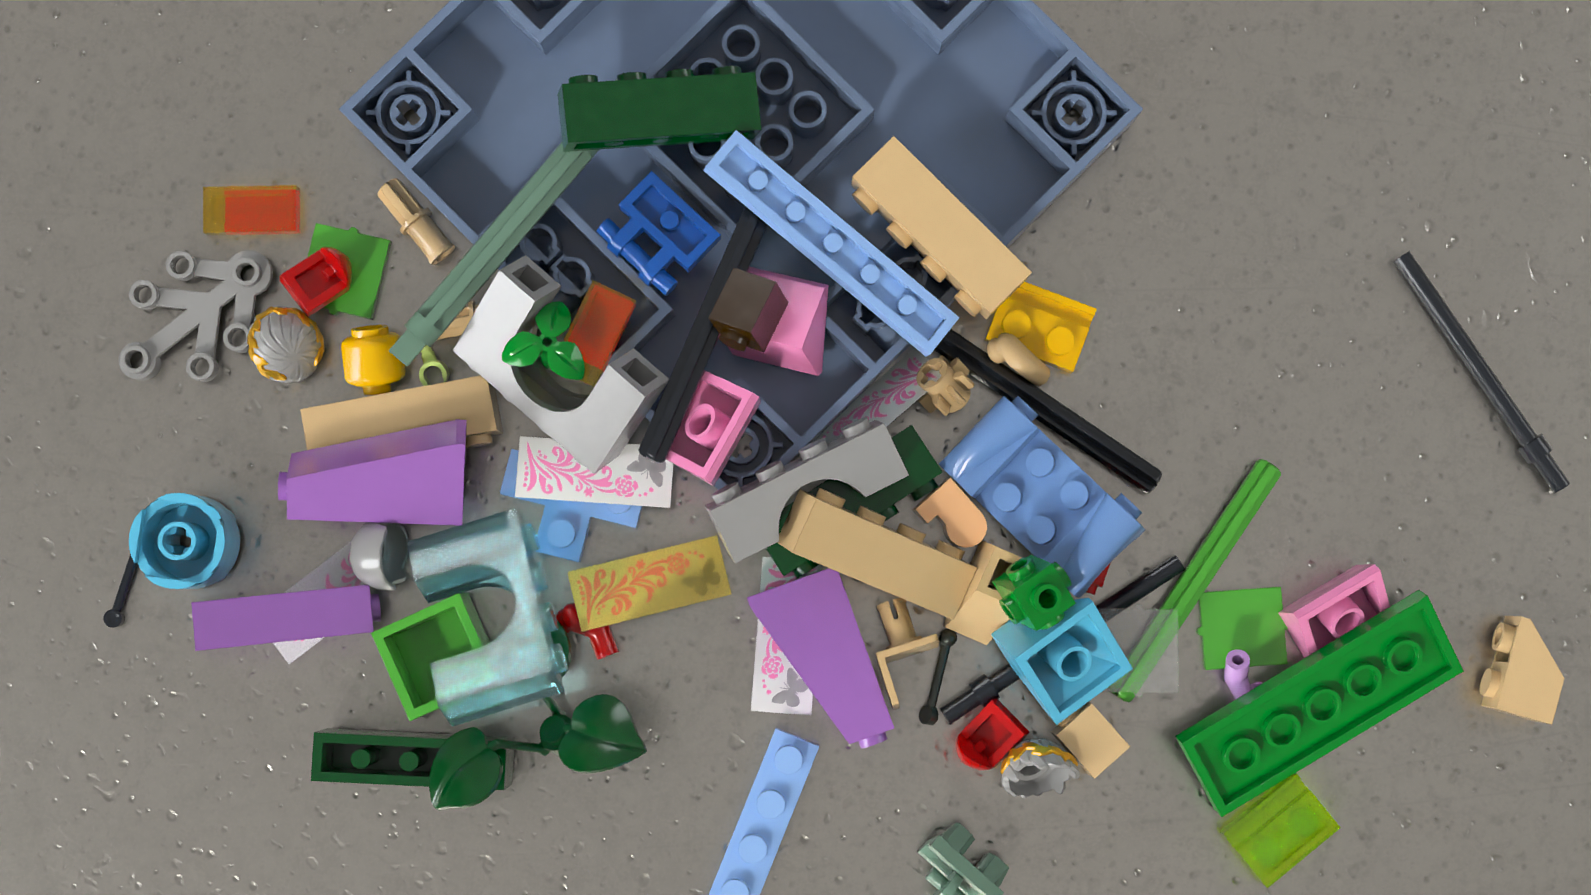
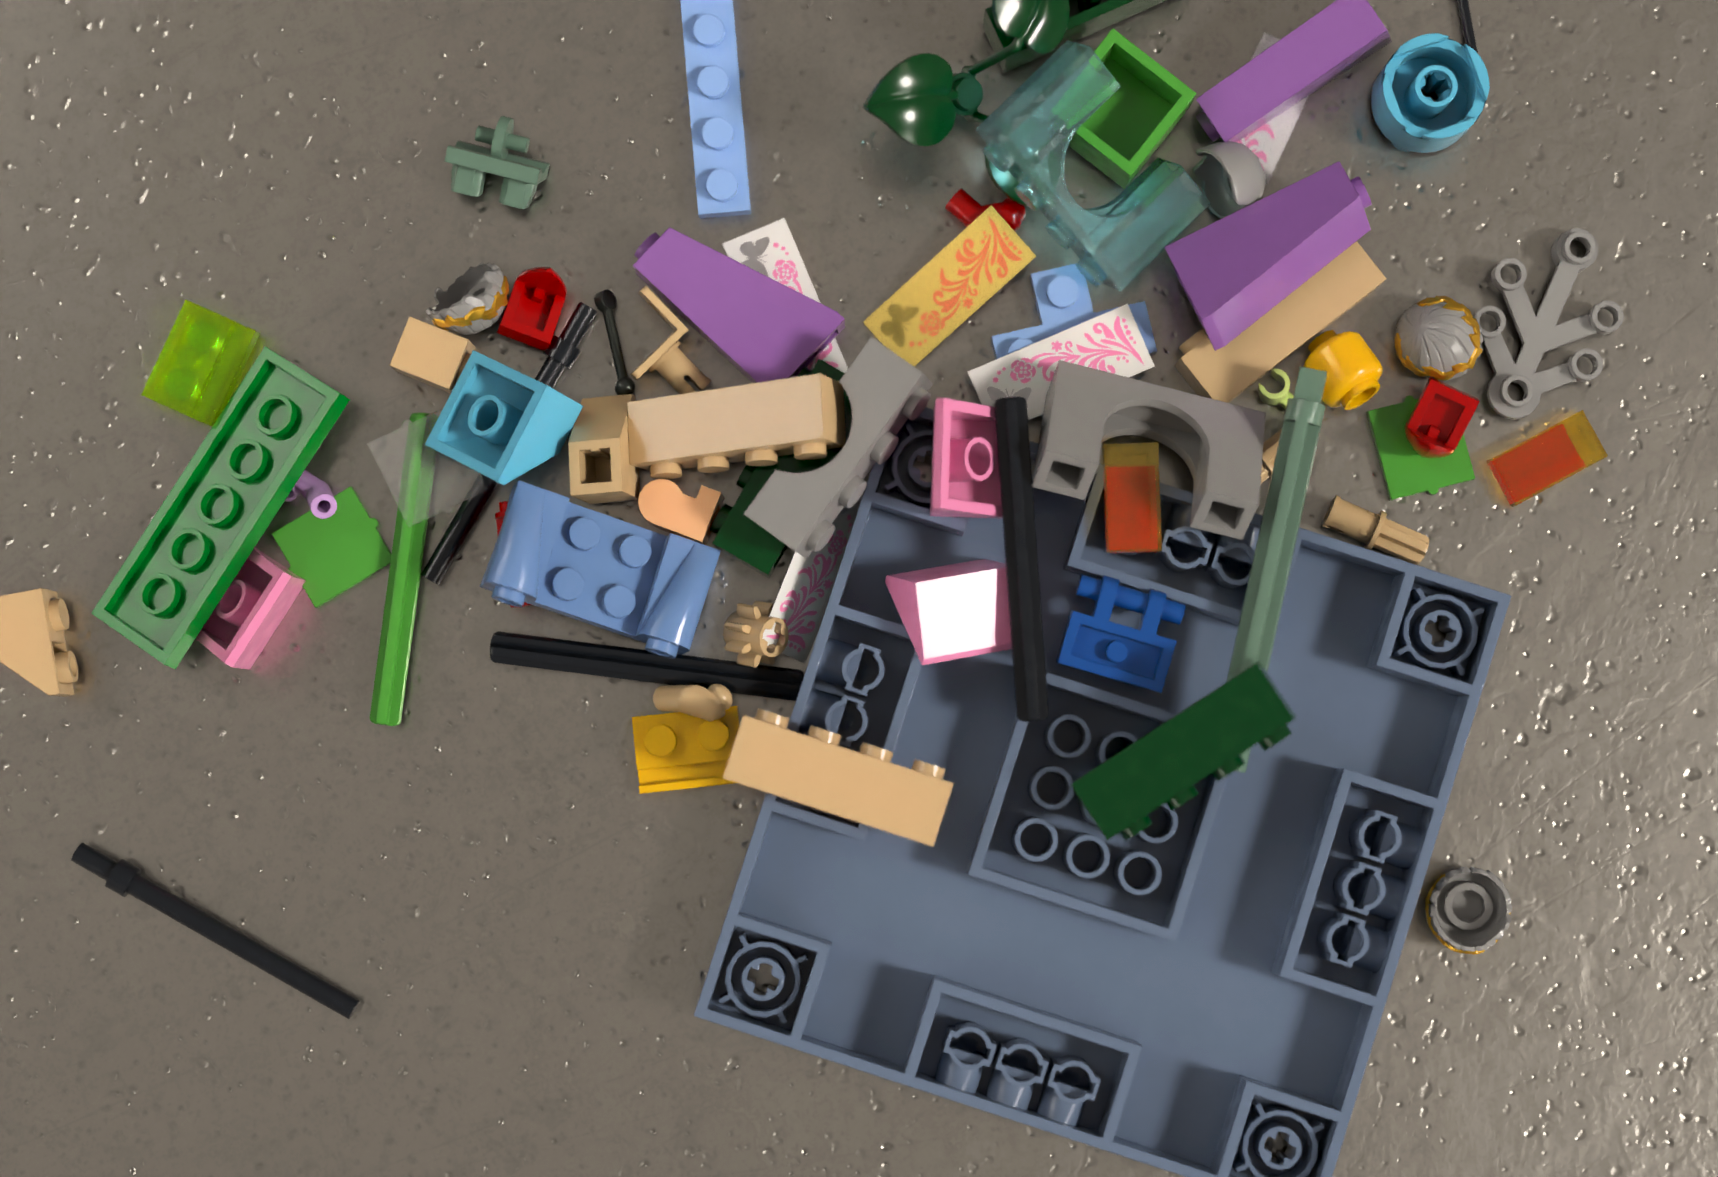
camera: 150 degrees right, 0 degrees up
(559, 356) = (1148, 453): green plant -> none
(748, 311) = (988, 592): dark brown brick -> none
(831, 243) = (940, 706): light blue plate -> none
(1034, 592) = (559, 460): green brick -> none

